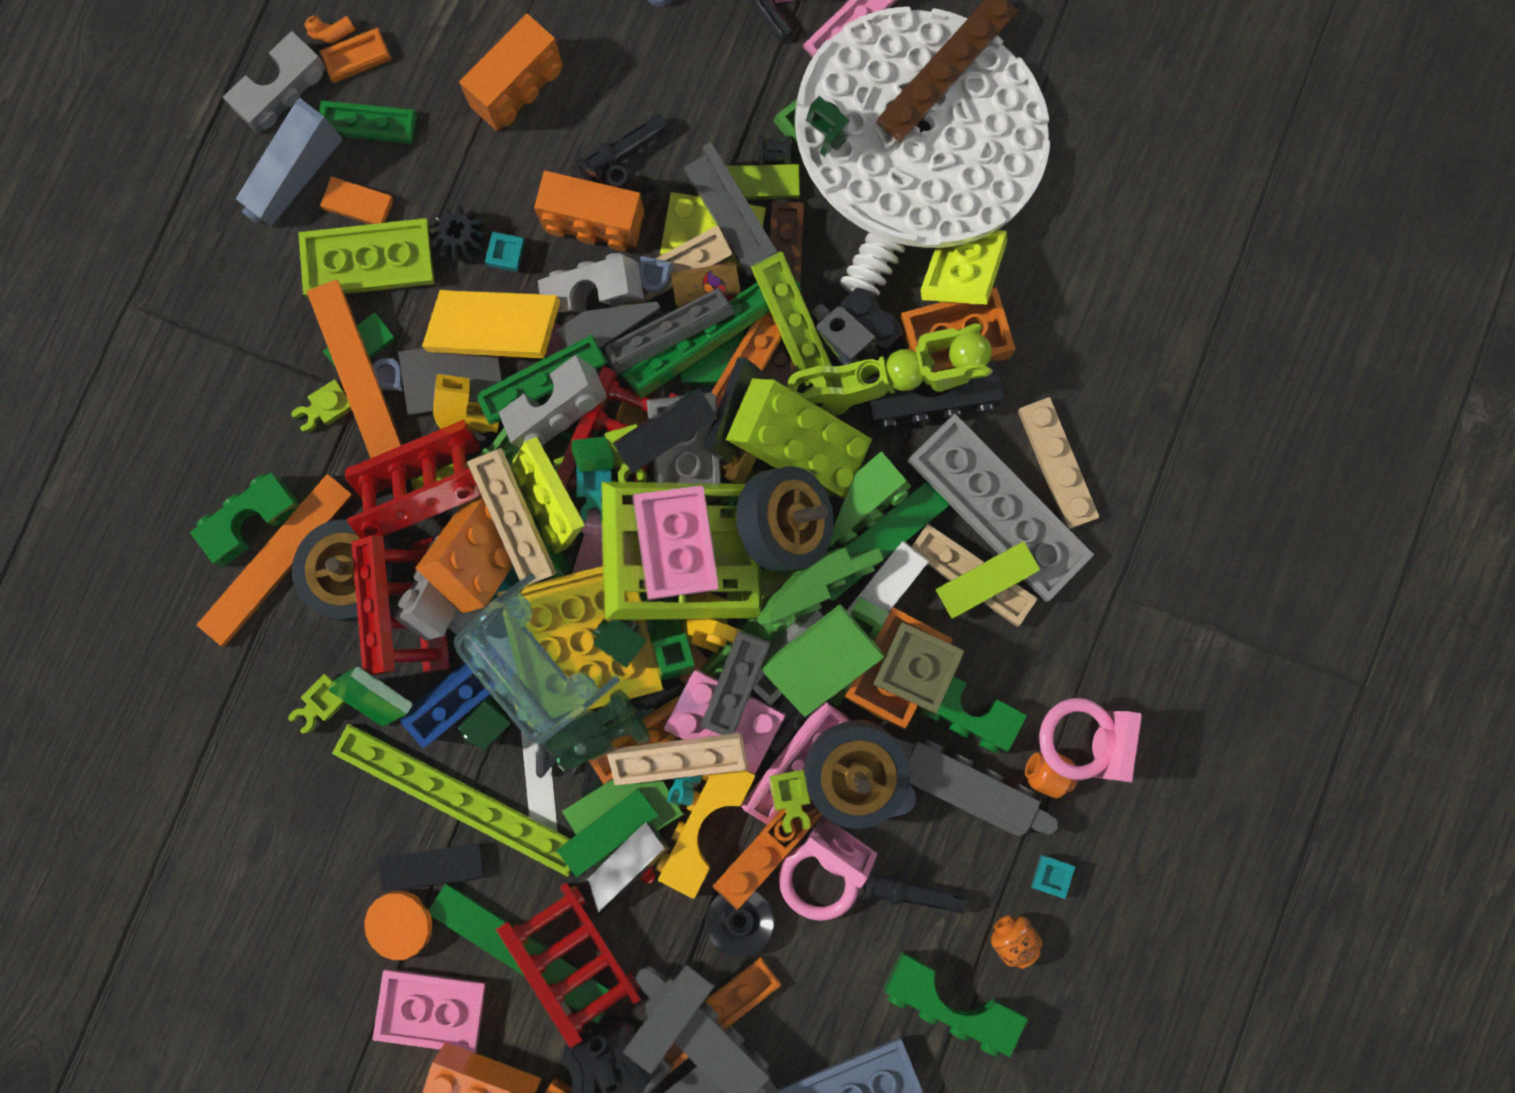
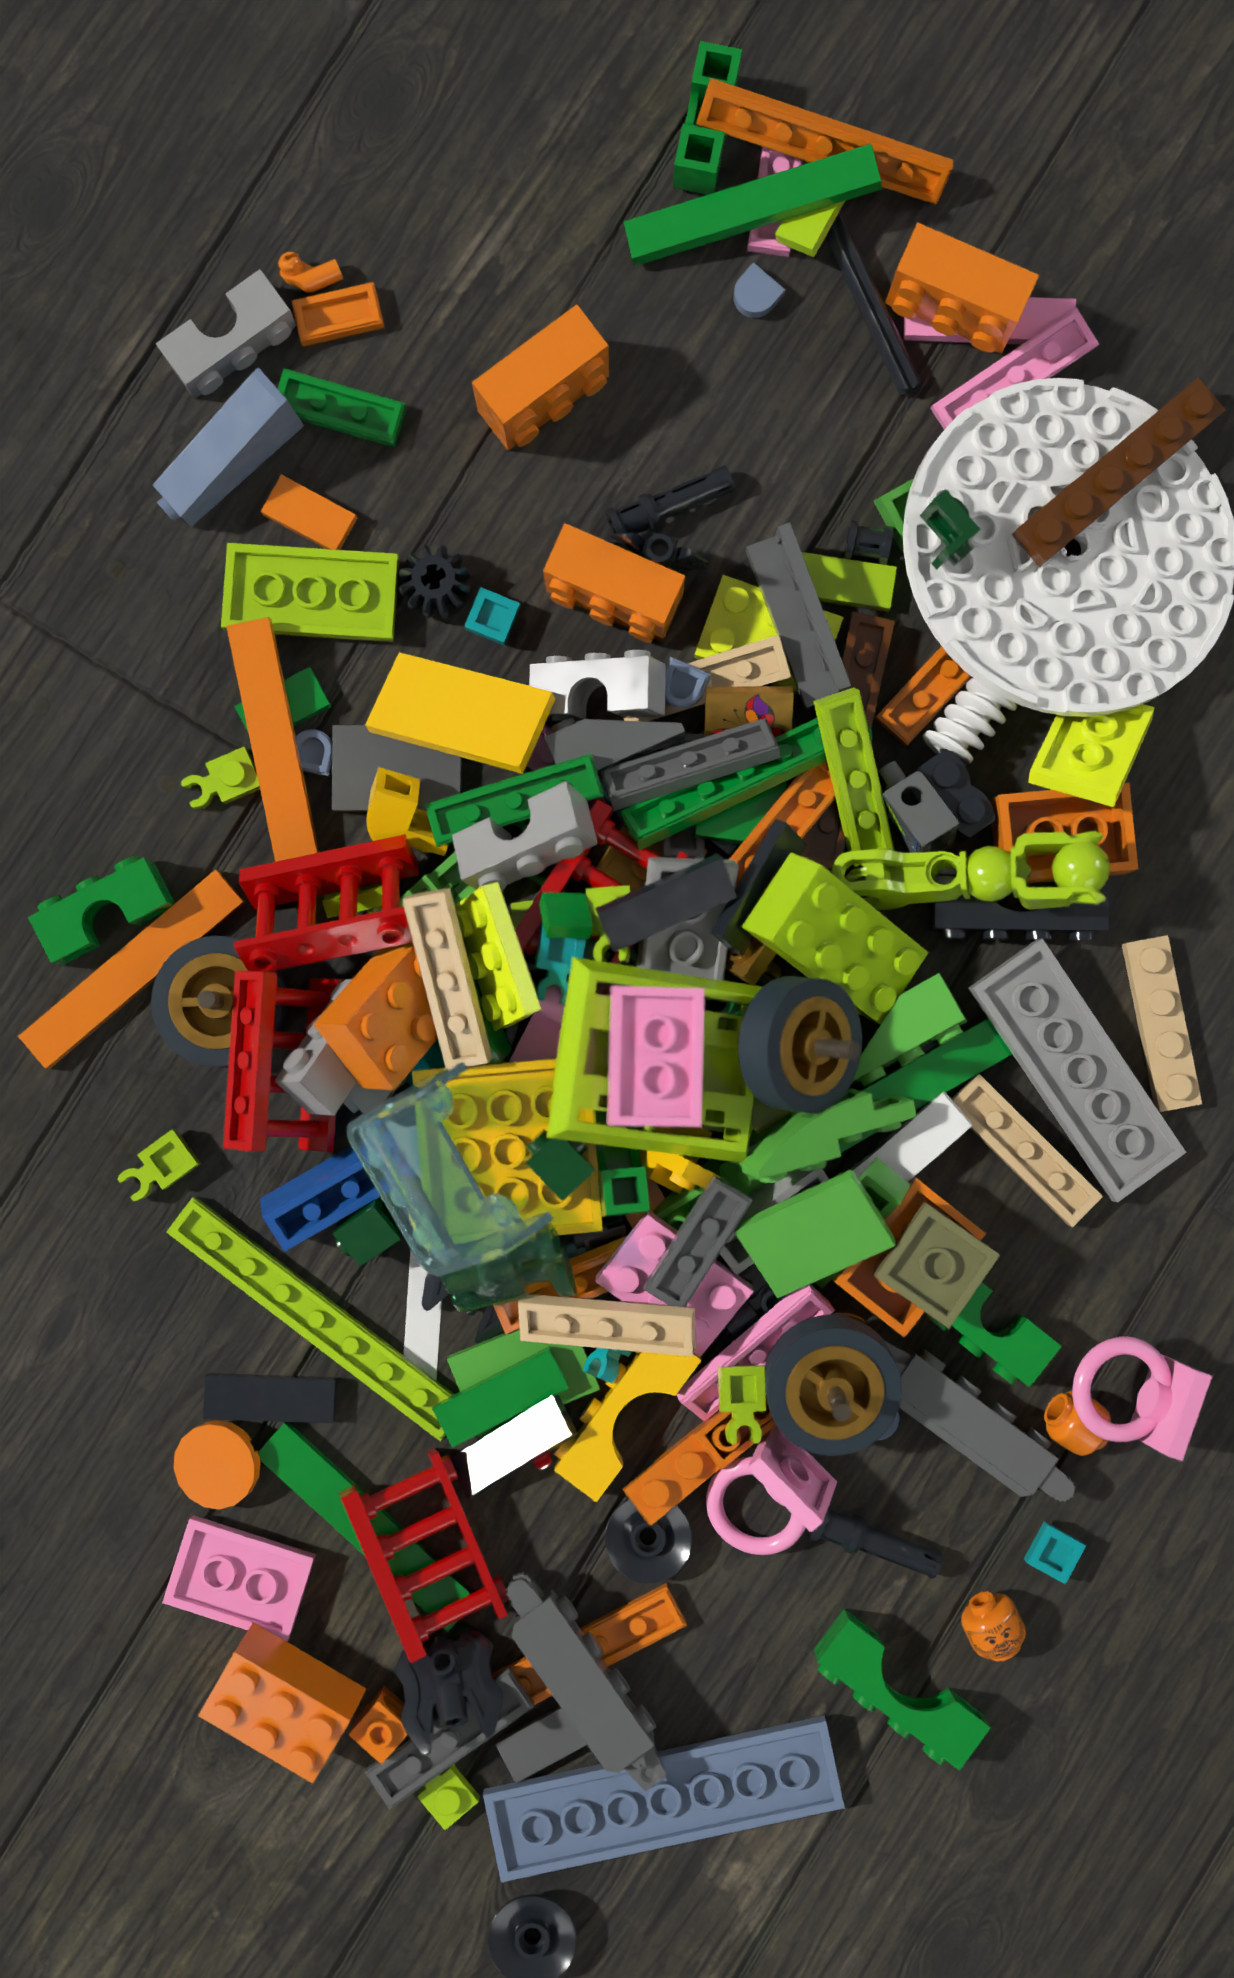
camera: 10 degrees right, 5 degrees up
(370, 696) = (227, 1173): green tile -> none
(668, 1019) = (540, 1650): dark grey tile -> none
(835, 255) = (922, 697): none -> orange tile
(987, 579) = (1044, 1162): lime tile -> none

